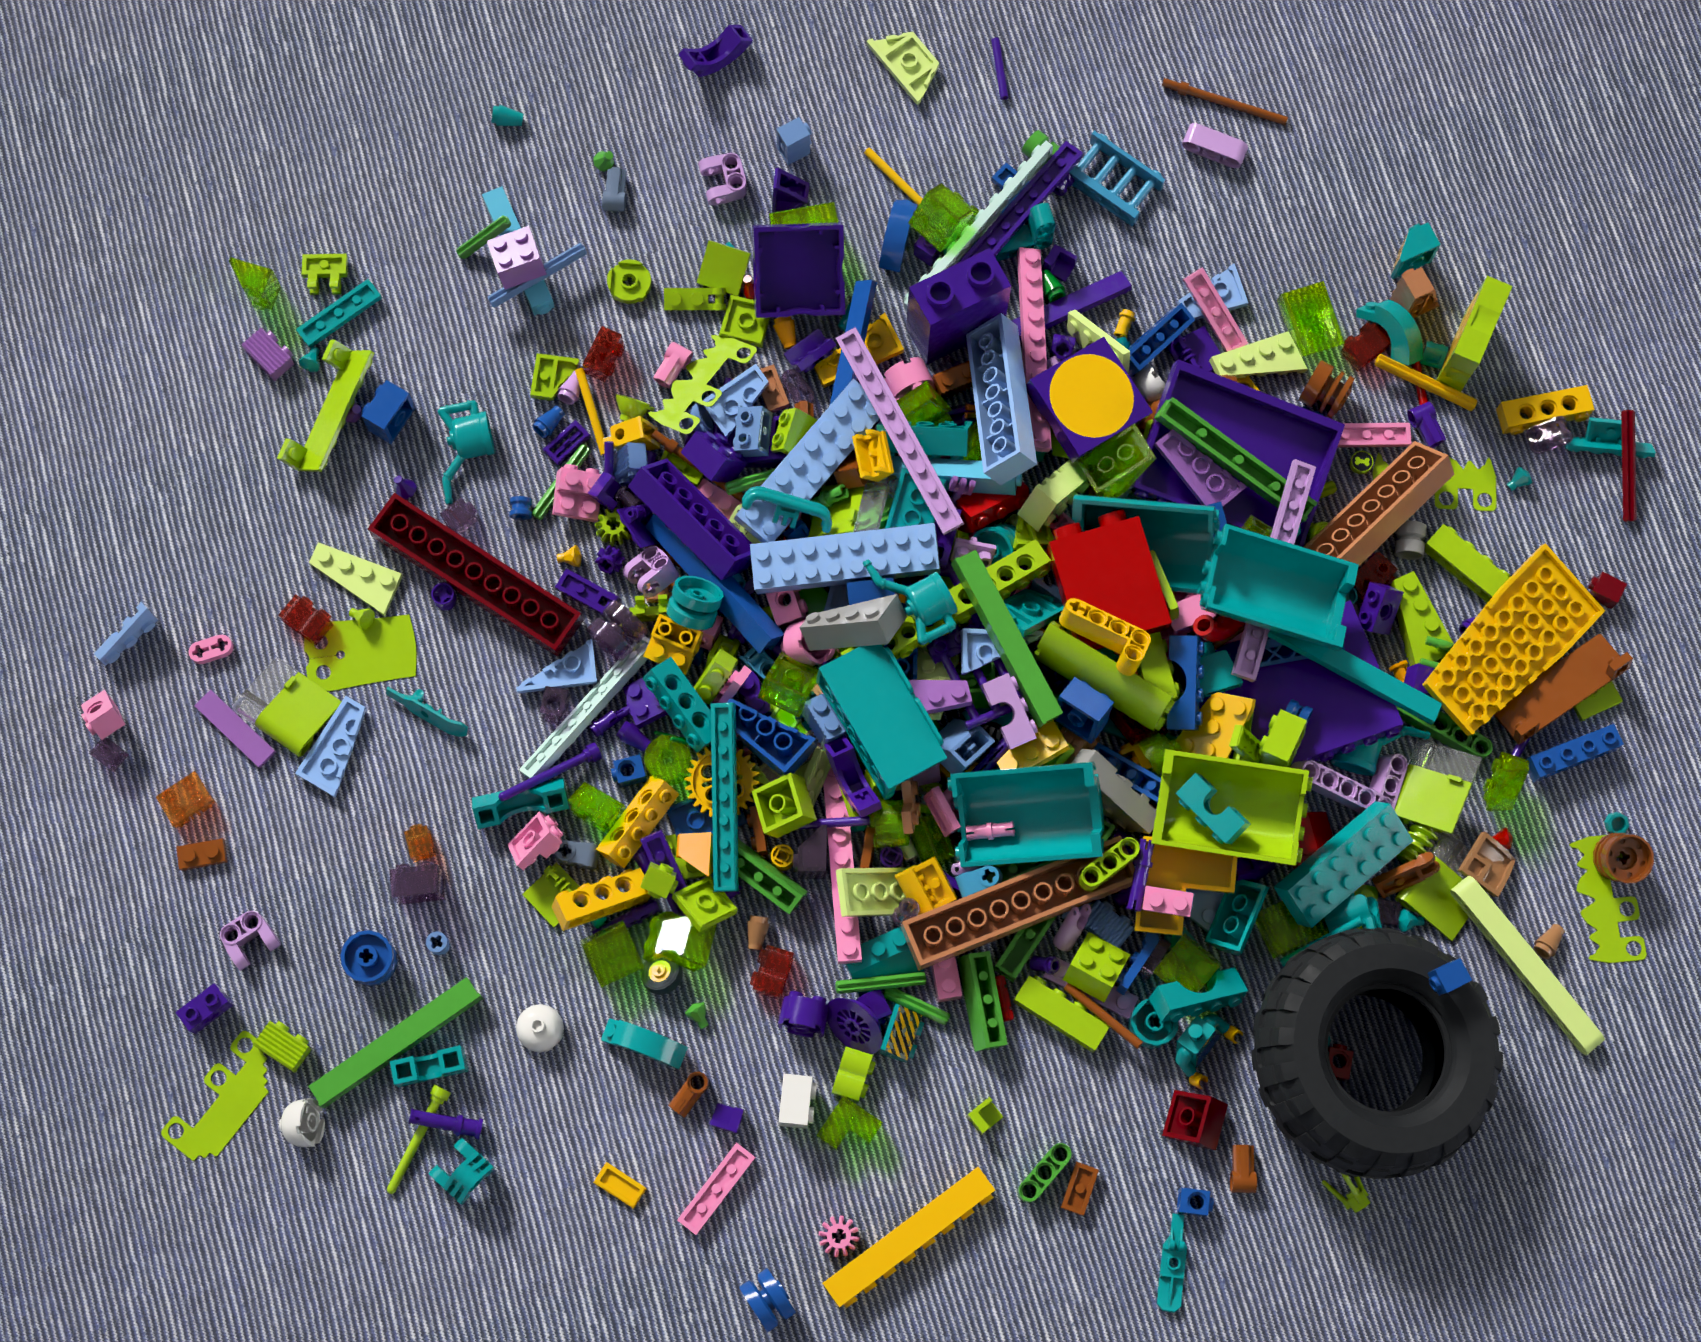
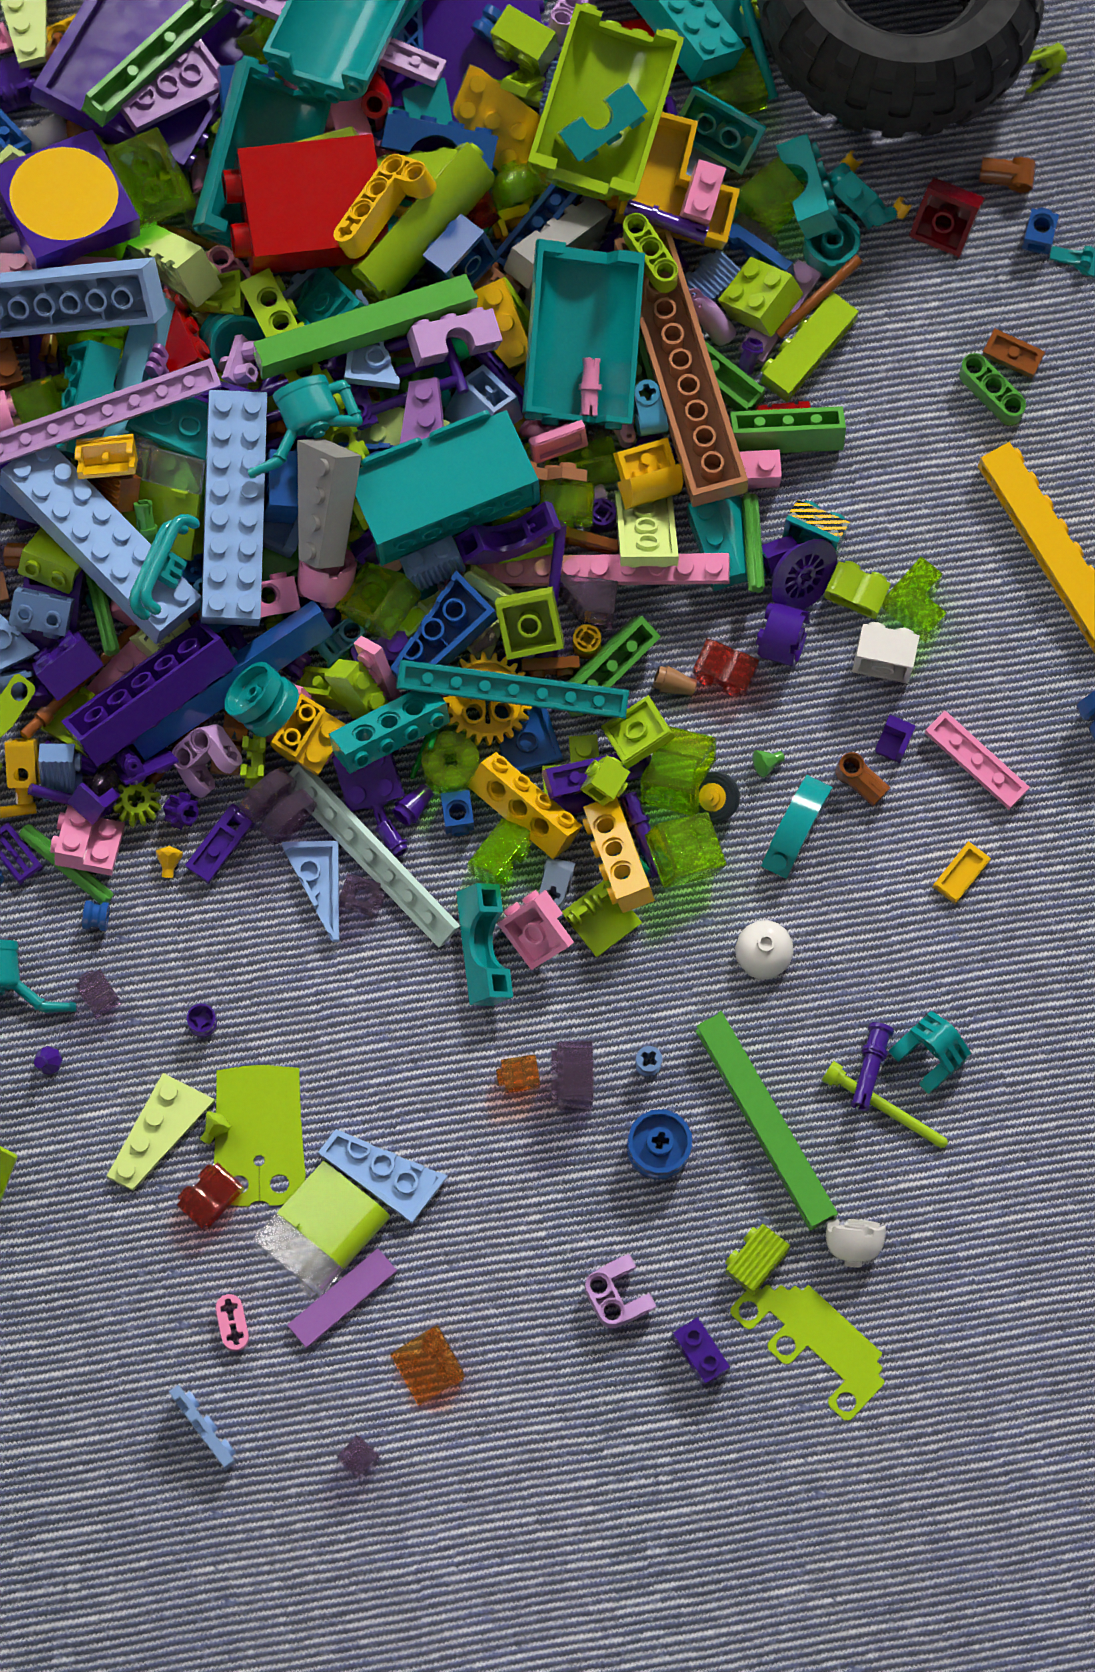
camera: 85 degrees left, 0 degrees up
(102, 715) = (308, 1458): bright pink brick -> none
(201, 854) = (501, 1349): dark orange plate -> none
(415, 705) = (351, 1054): teal piece -> none
(430, 1067) = (799, 1079): teal arch -> none
(476, 574) = (179, 976): dark red brick -> none
(589, 754) = (430, 858): dark purple piece -> none
(697, 850) = (571, 735): light orange slope -> none
(844, 1242) = (1034, 625): bright pink gear -> none
(904, 910) = (680, 490): bush -> none
(917, 1005) = (783, 507): bright green axle -> none
(984, 1116) = (919, 449): lime panel -> none

